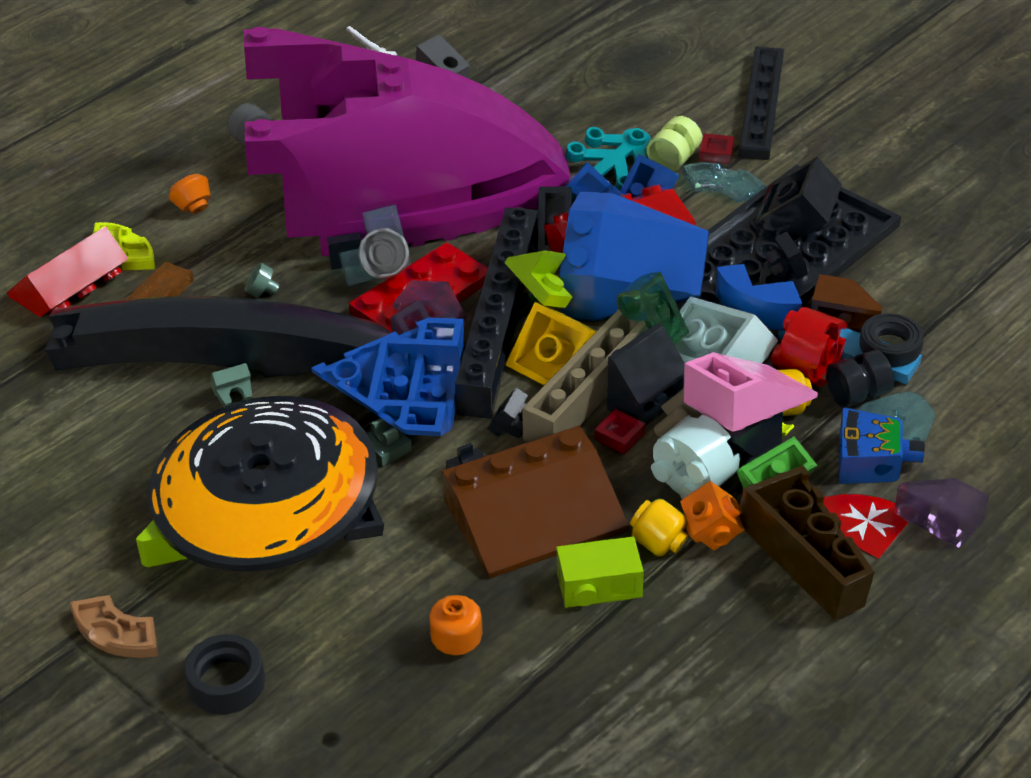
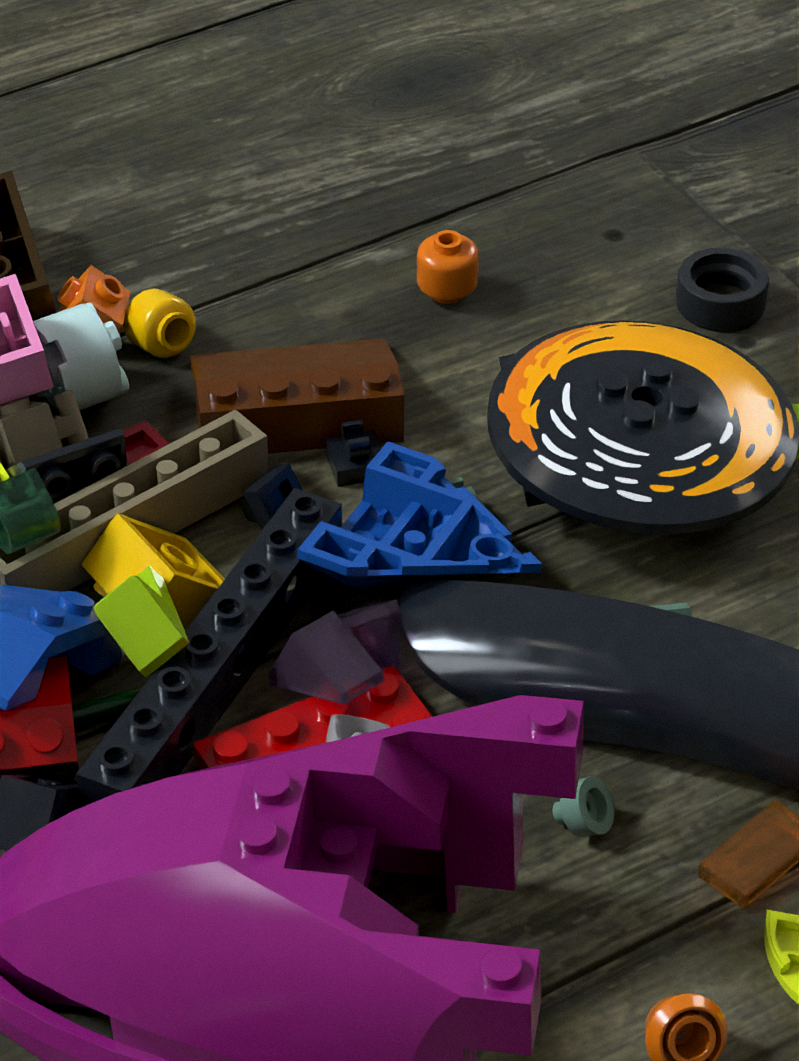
camera: 165 degrees left, 0 degrees up
(599, 572) = (256, 295): lime brick -> none

